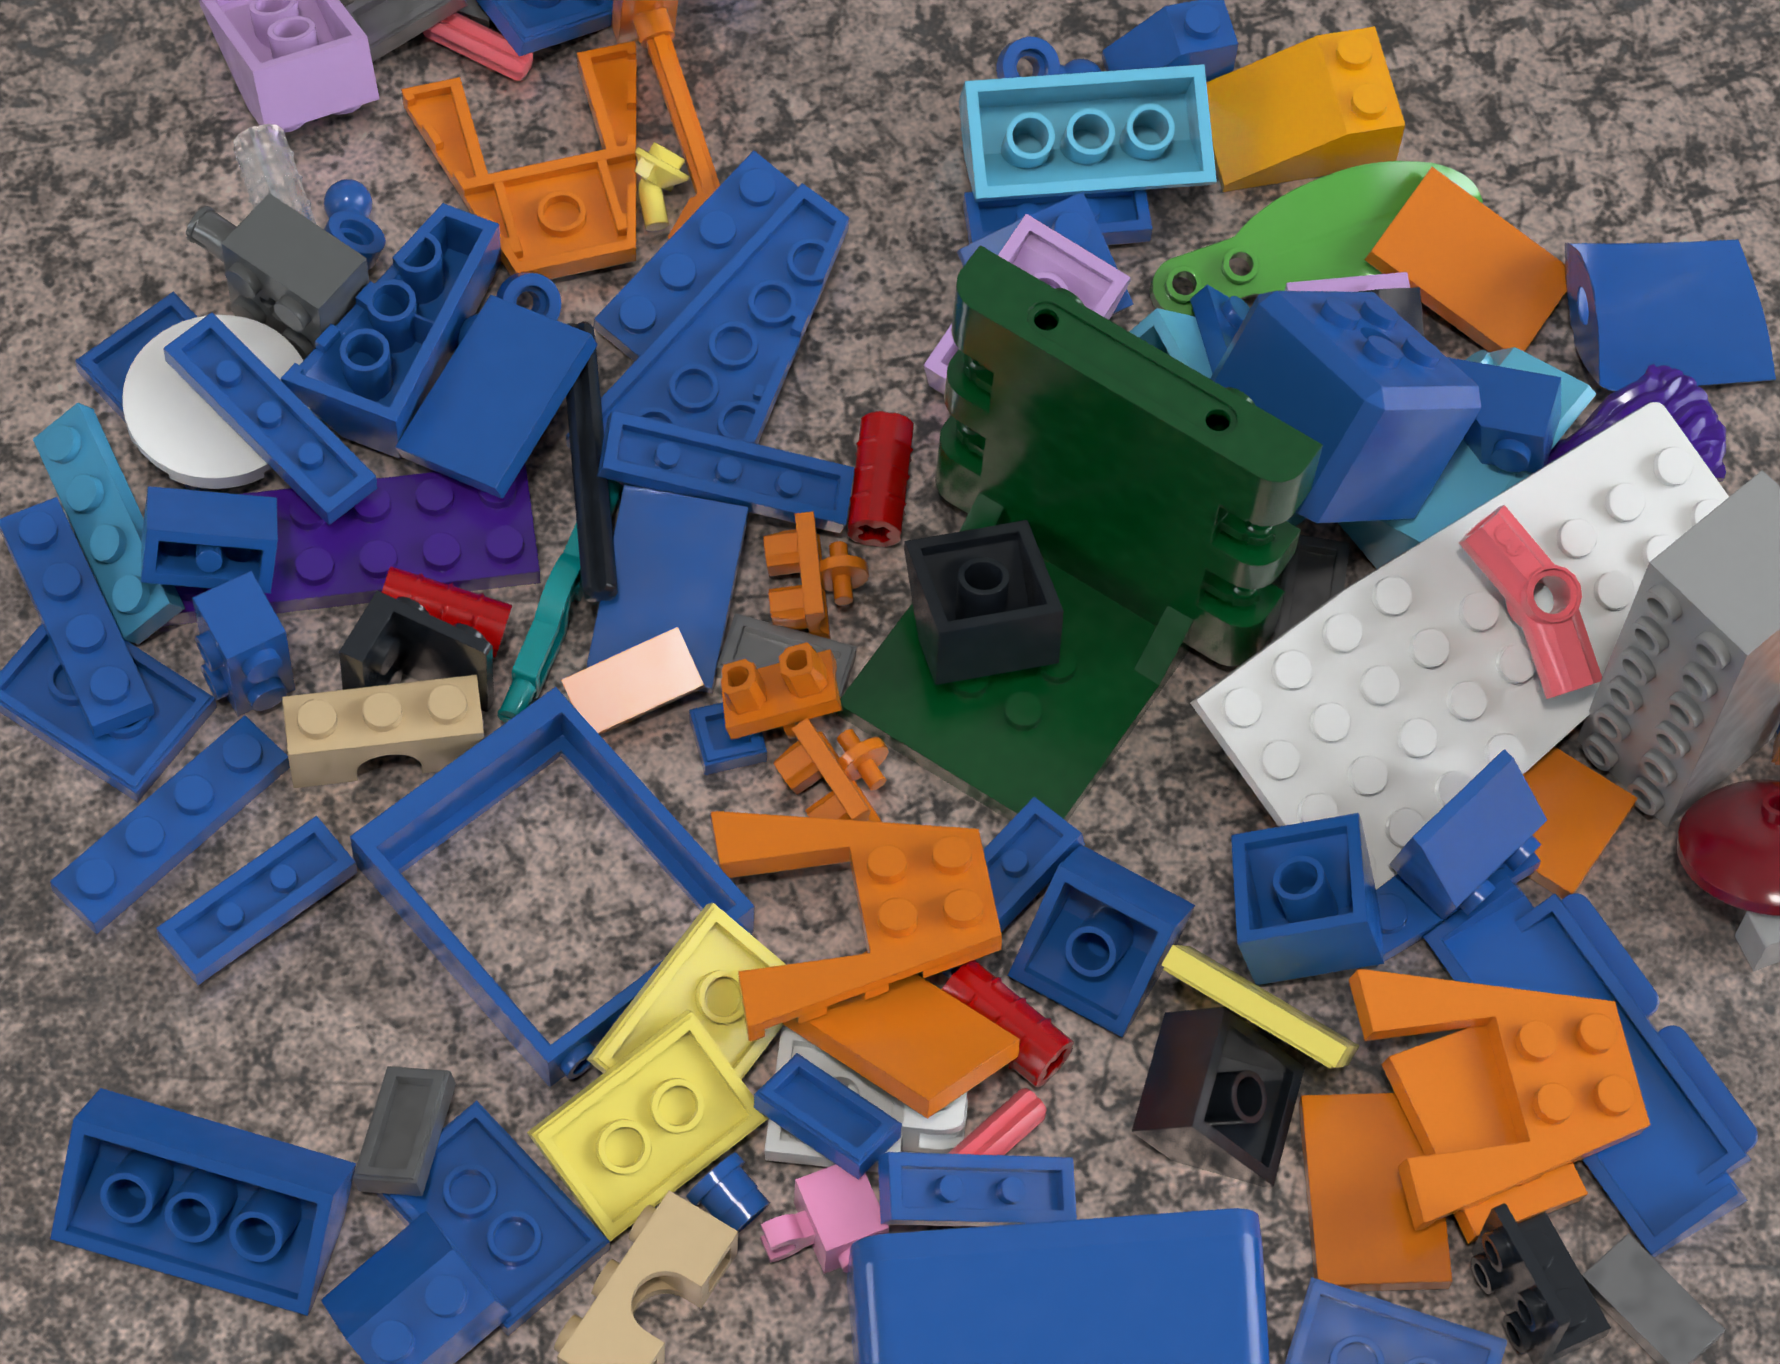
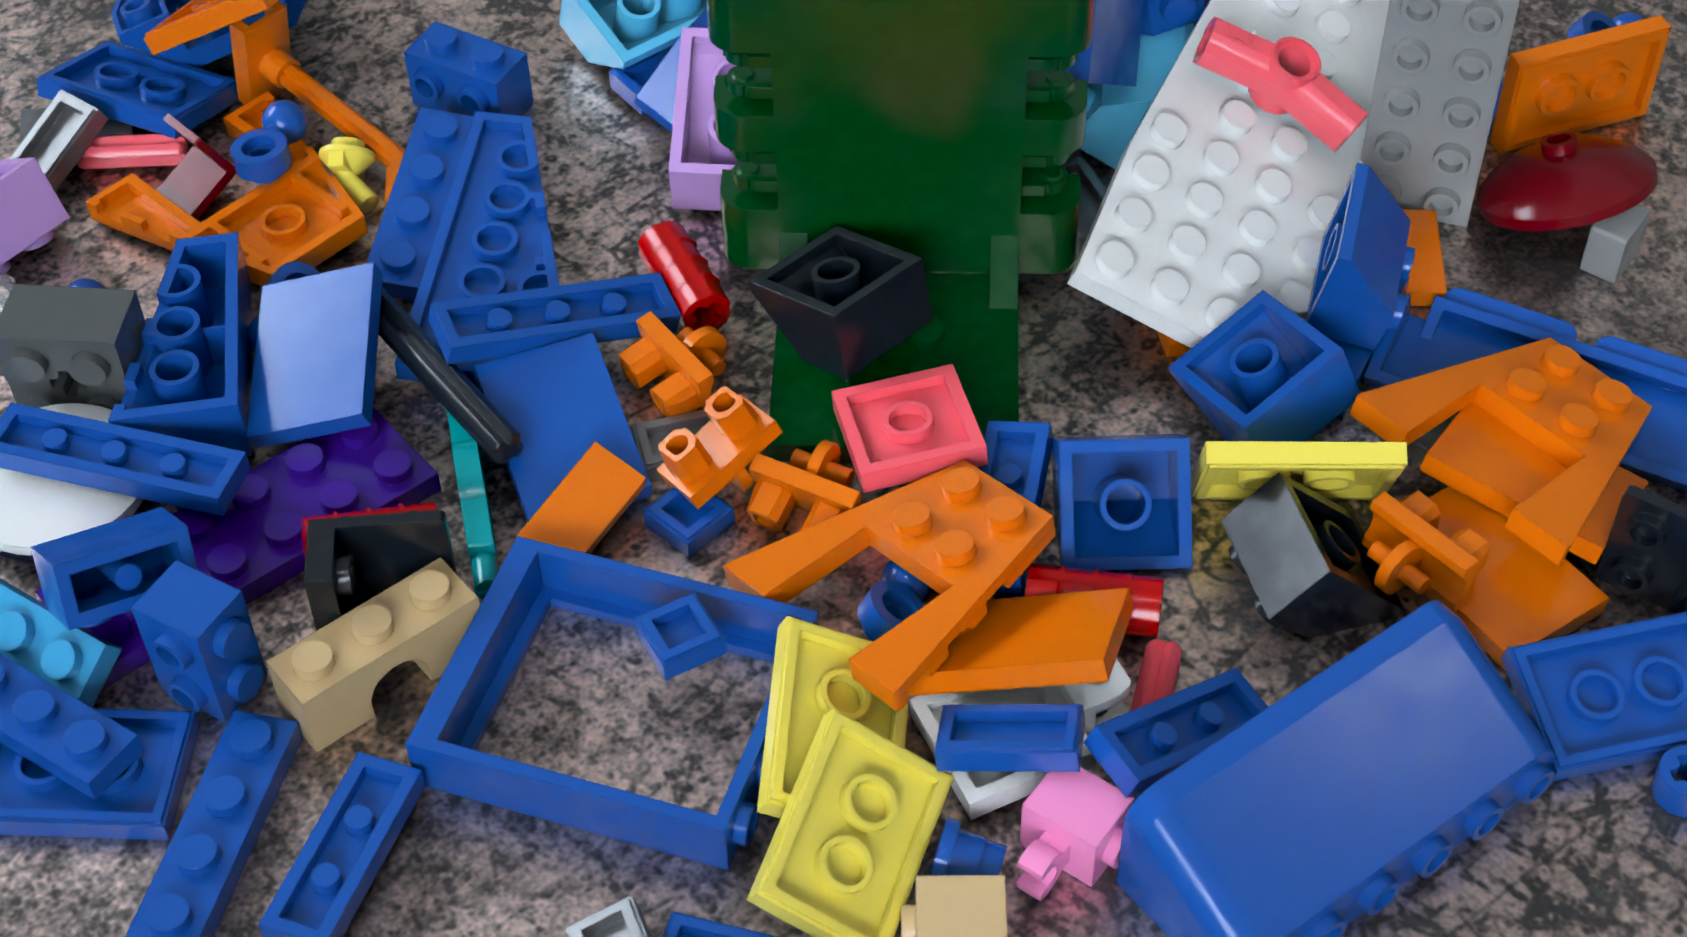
camera: 25 degrees left, 15 degrees down
(513, 113) = (197, 176): none -> bracket
(618, 101) = (265, 153): none -> blue plate
(625, 864) = (680, 635): none -> blue tile
(827, 129) = (467, 73): none -> blue brick
(837, 926) = (891, 600): none -> blue plate
(957, 764) = (908, 427): none -> coral plate
(1305, 1118) = (1416, 554): none -> orange hips

